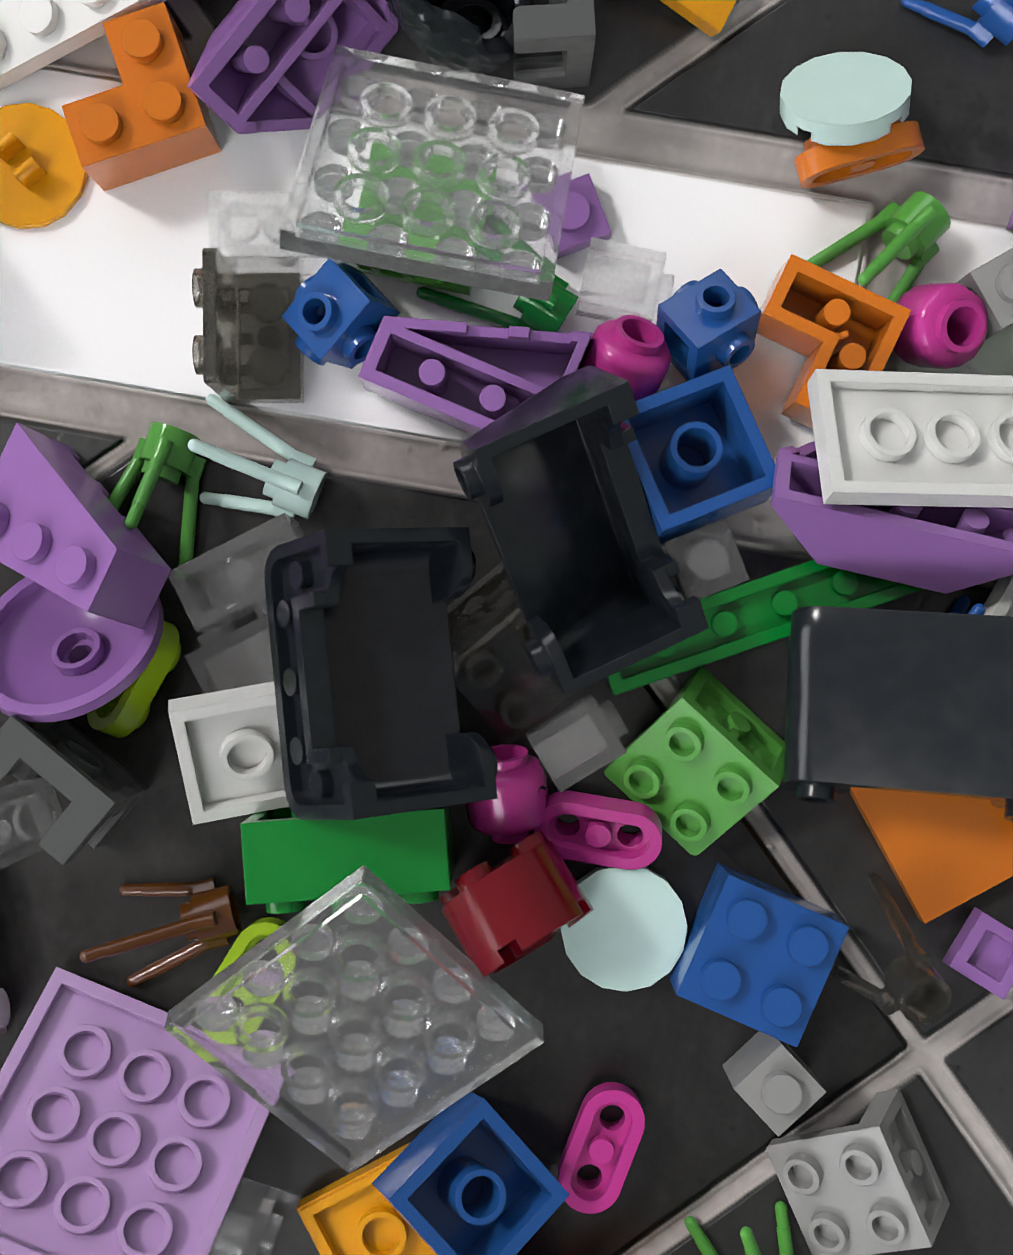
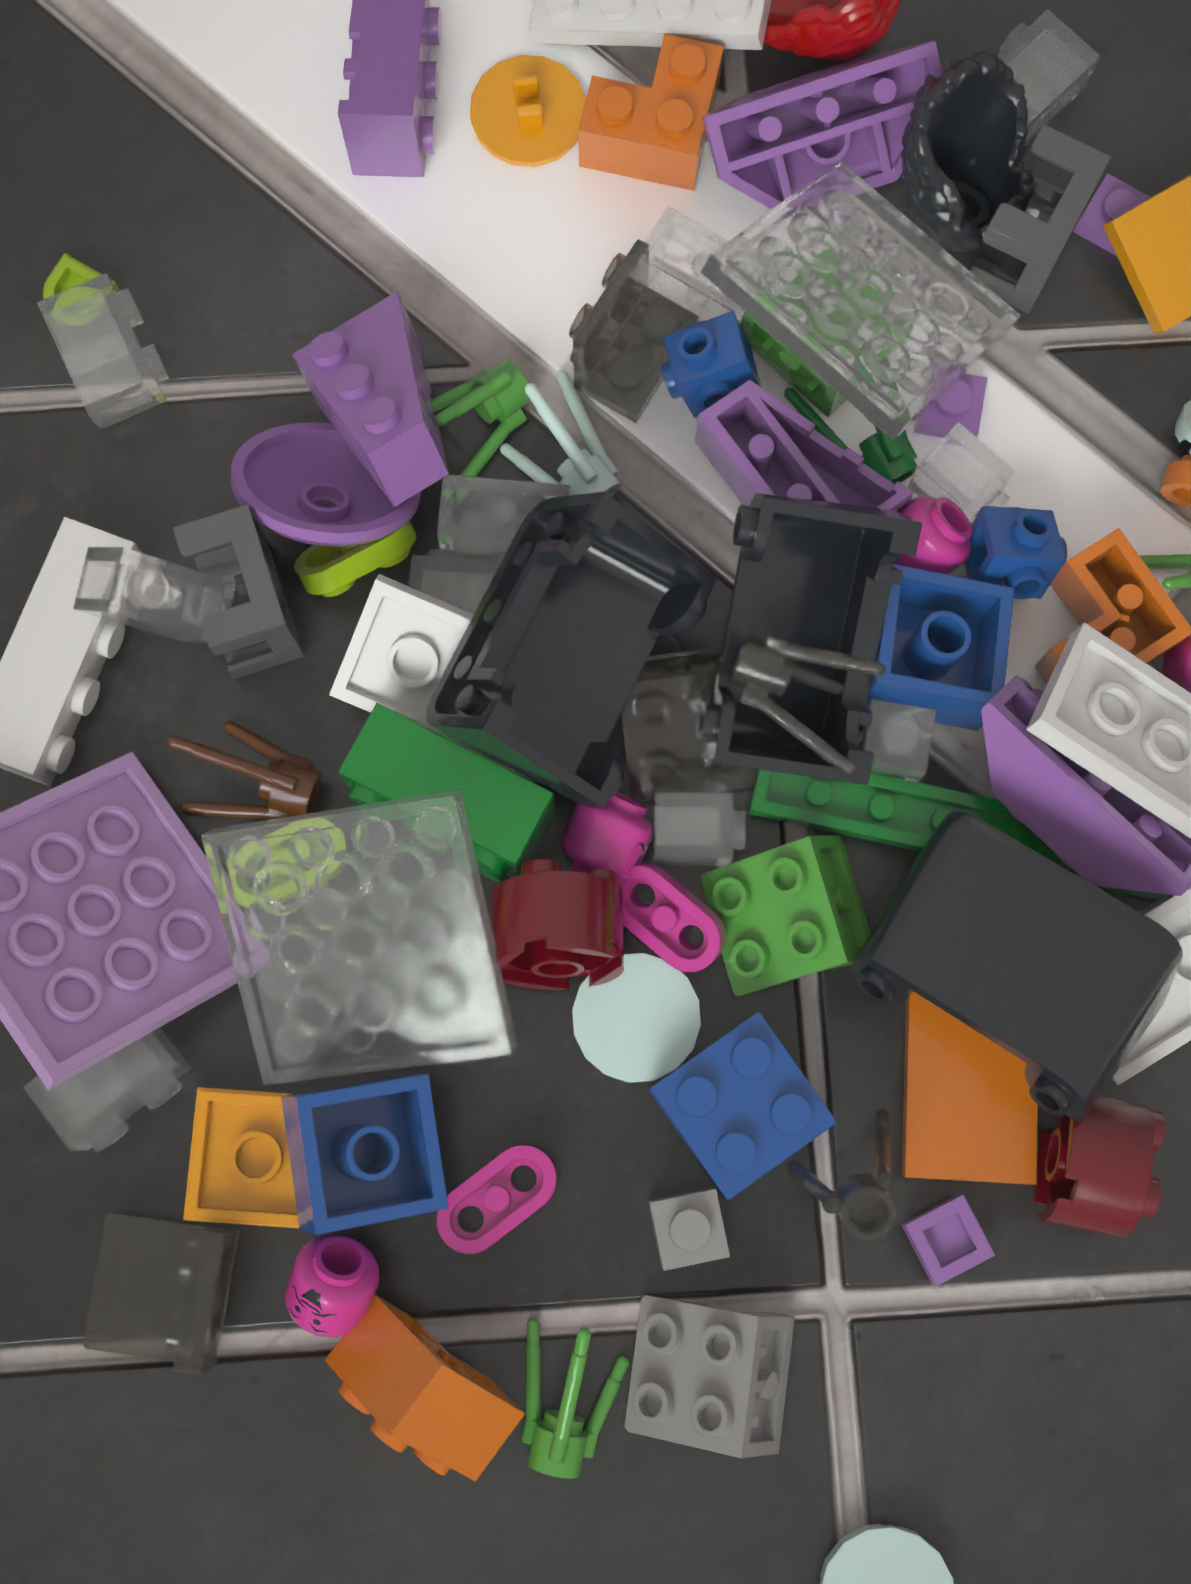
camera: 30 degrees right, 10 degrees down
(563, 583) = (768, 667): none -> clear smoke plant

